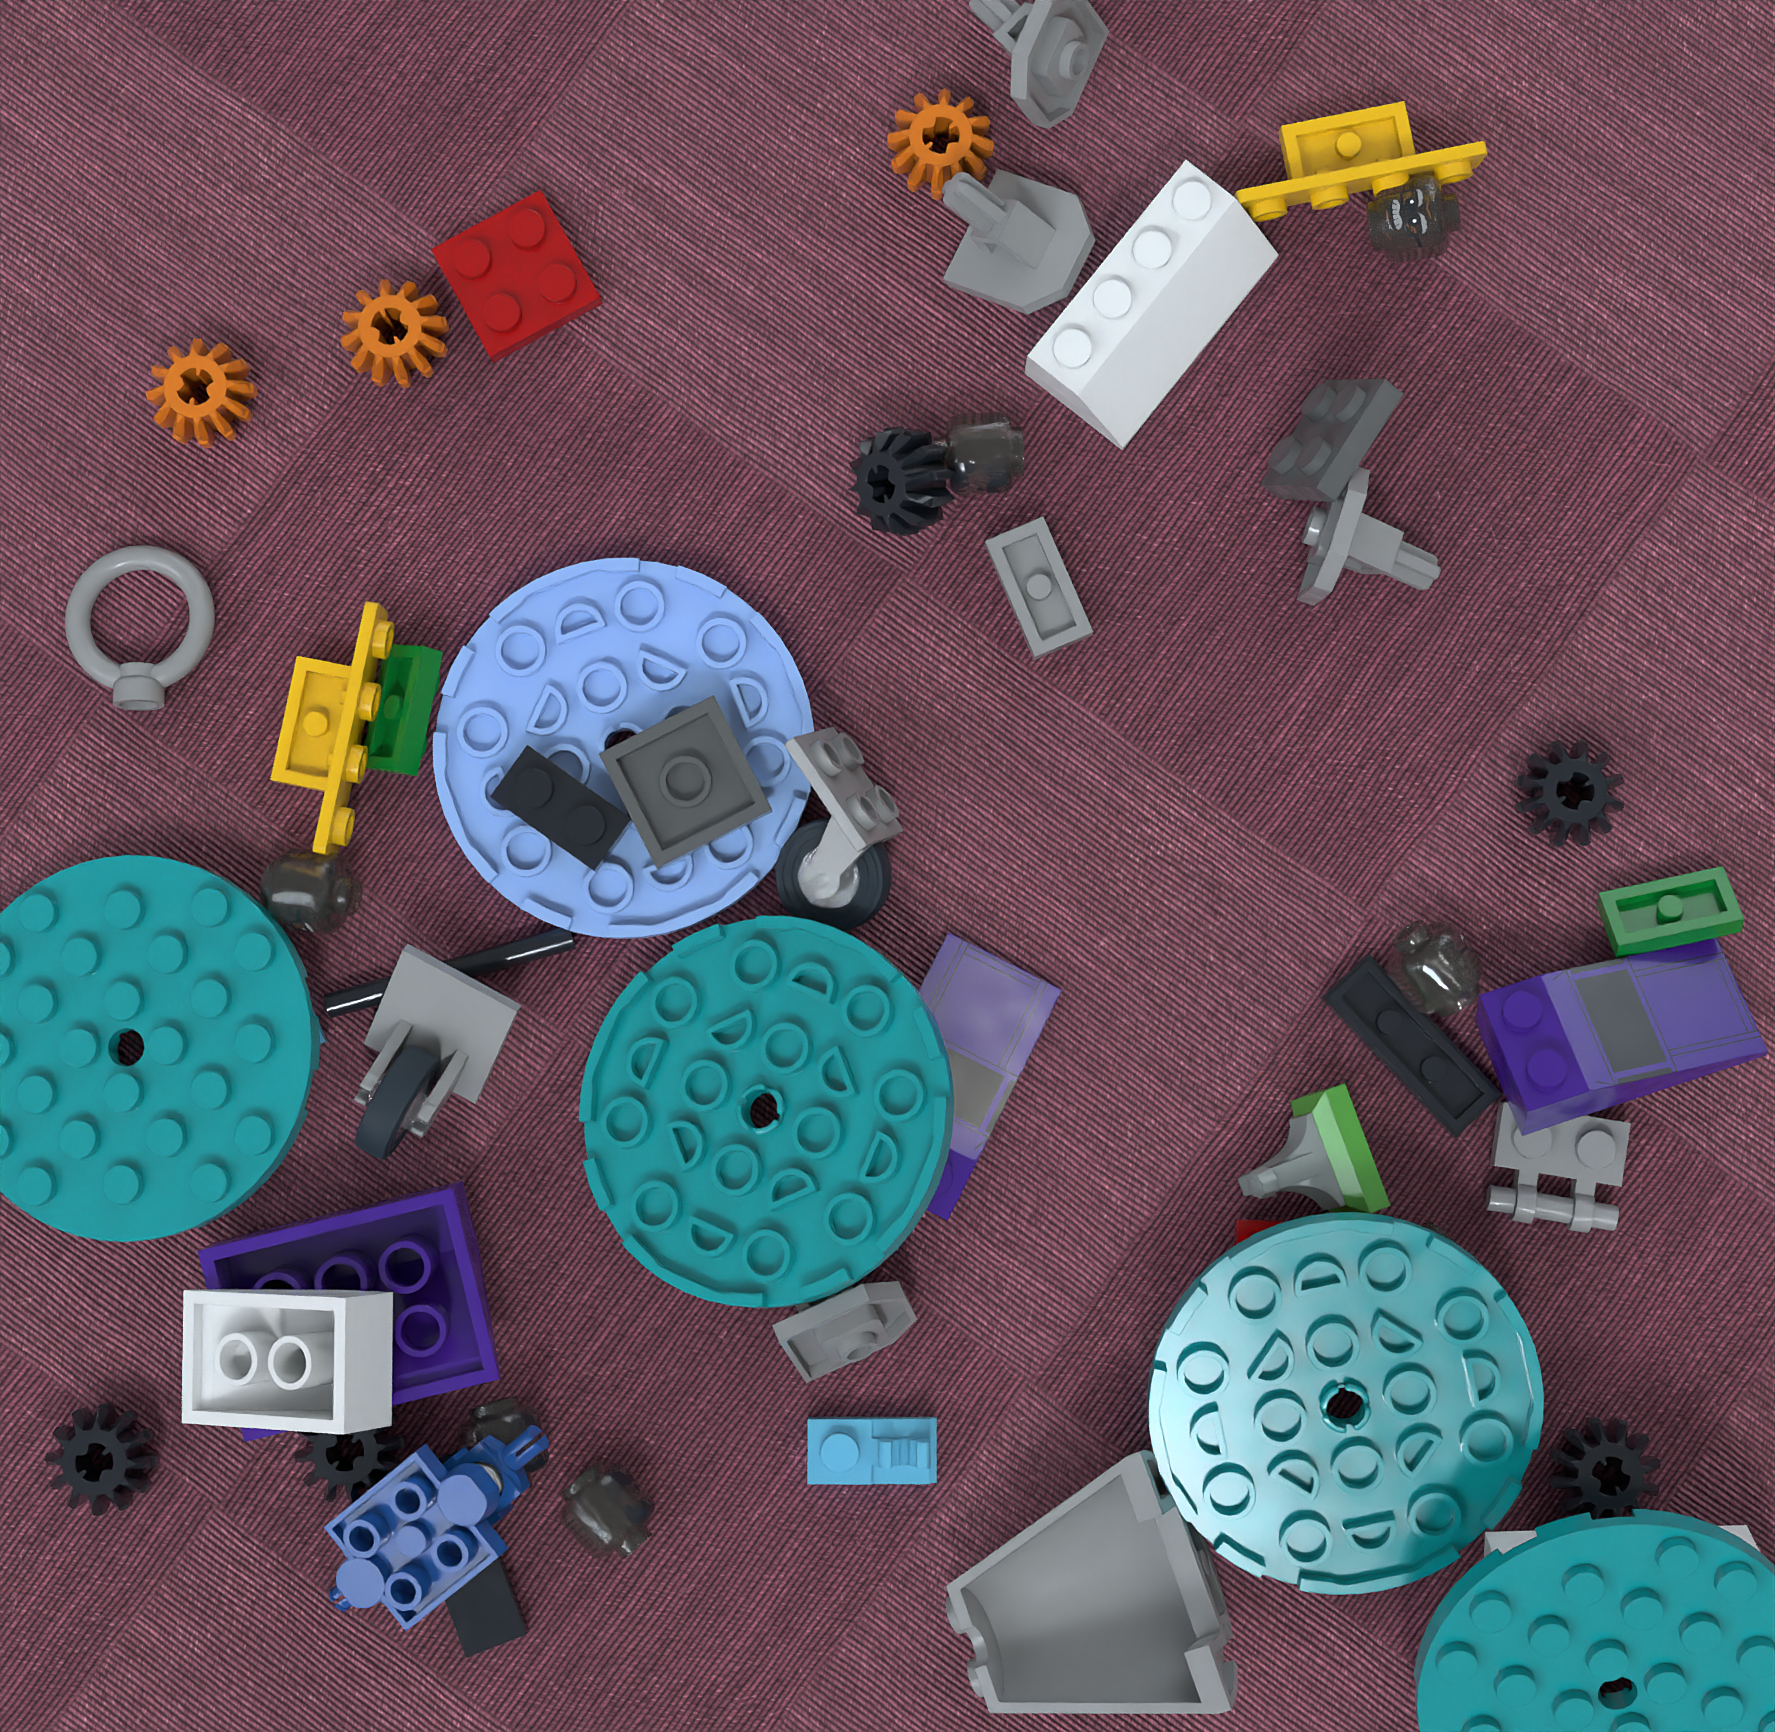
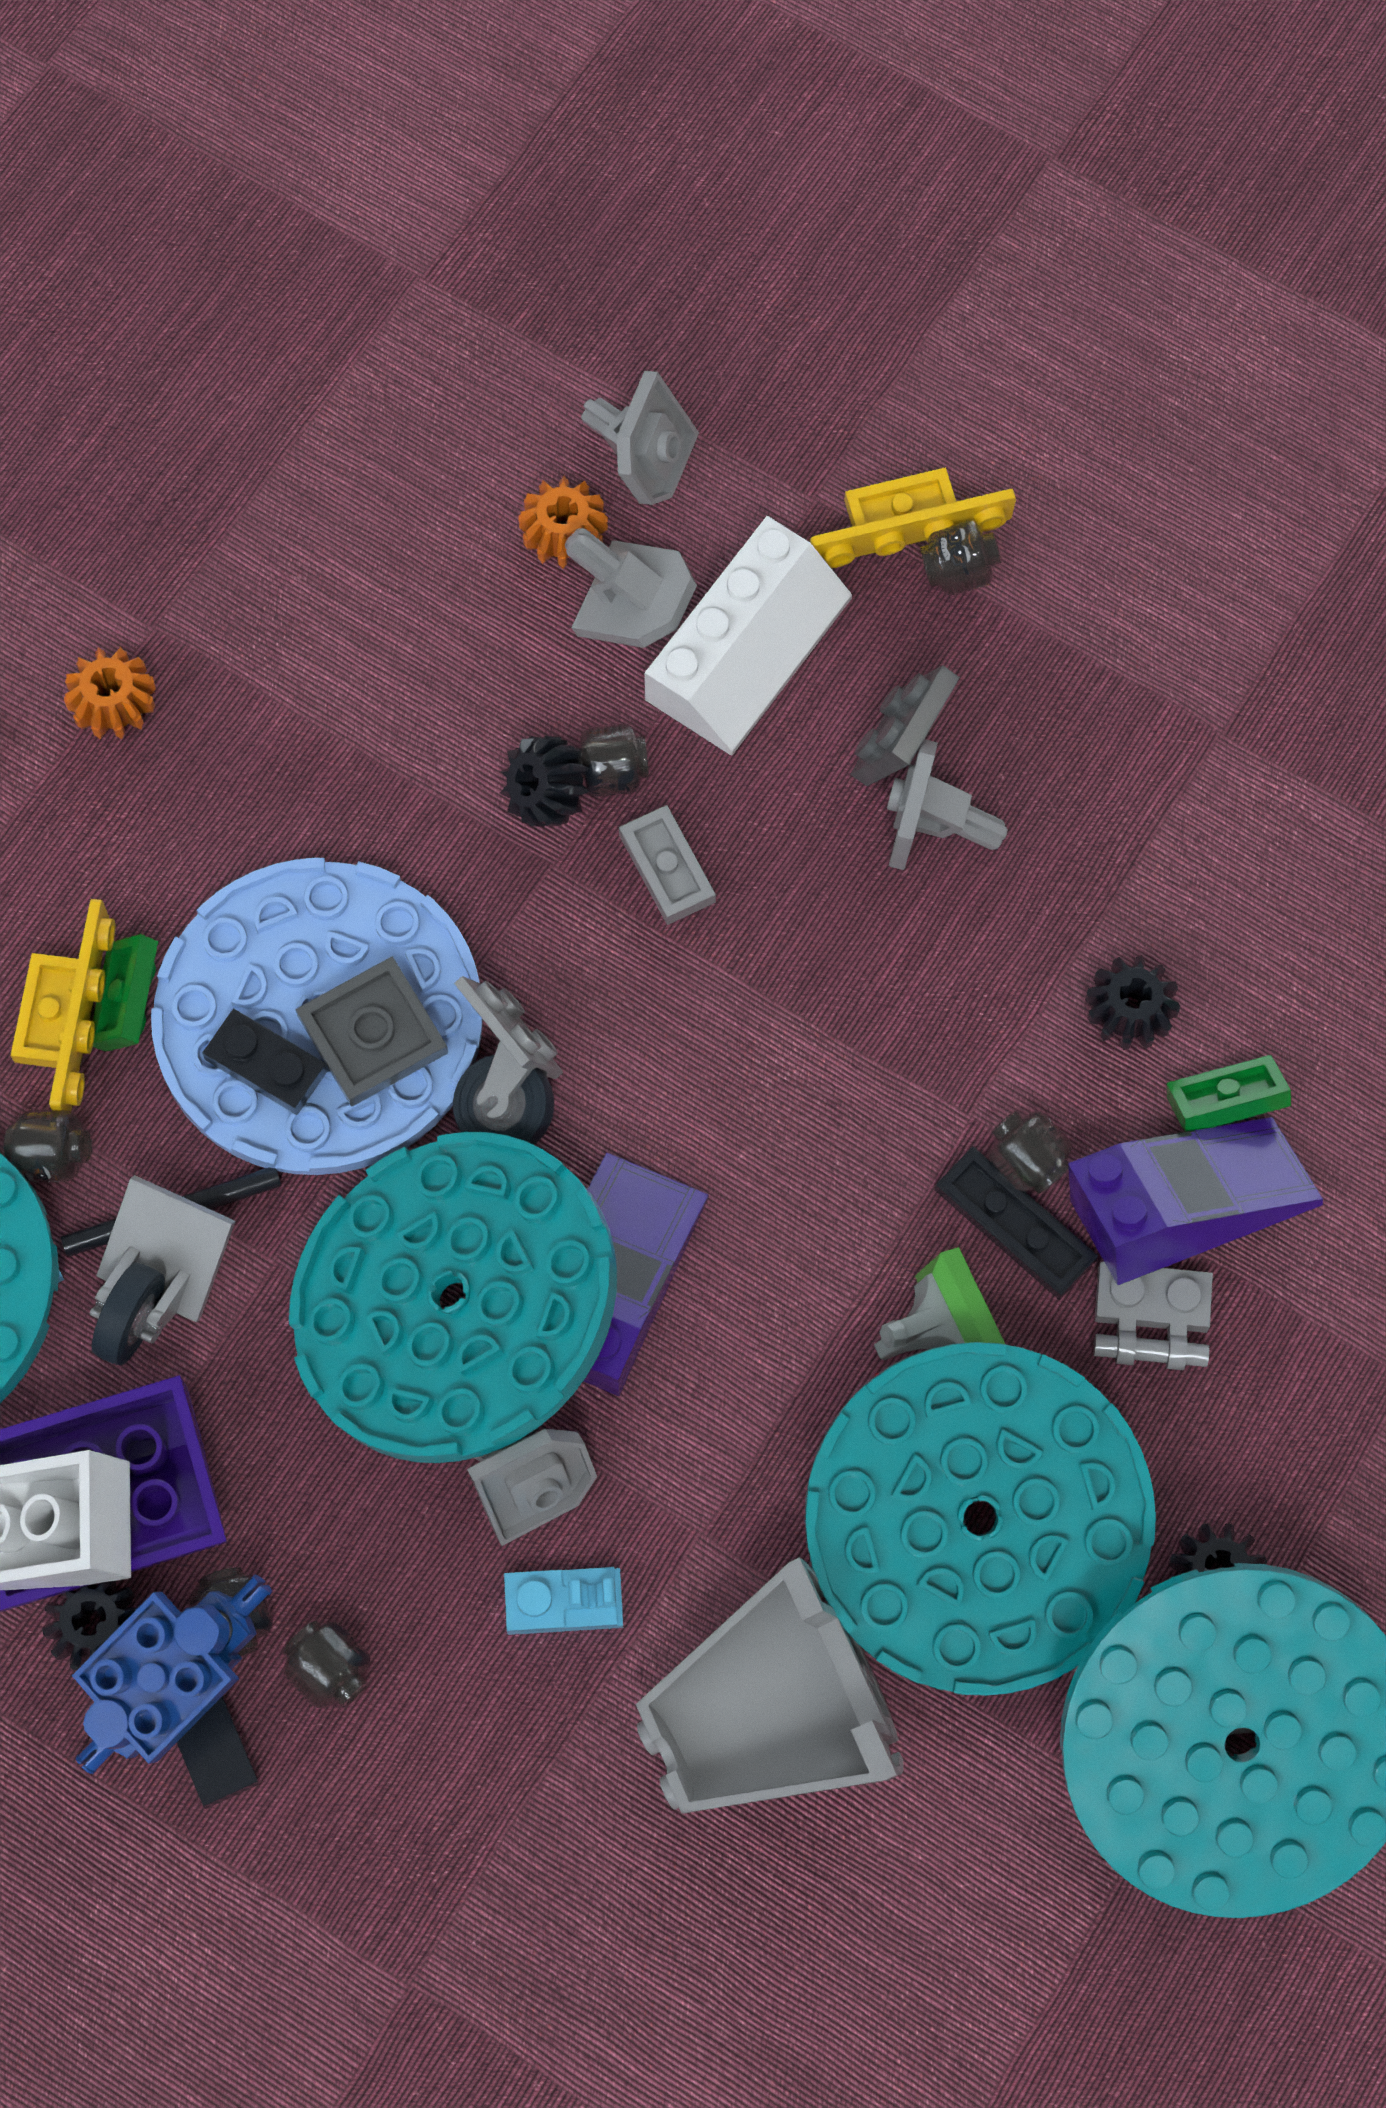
camera: 10 degrees left, 15 degrees down
(517, 276) = (212, 646): red plate -> none

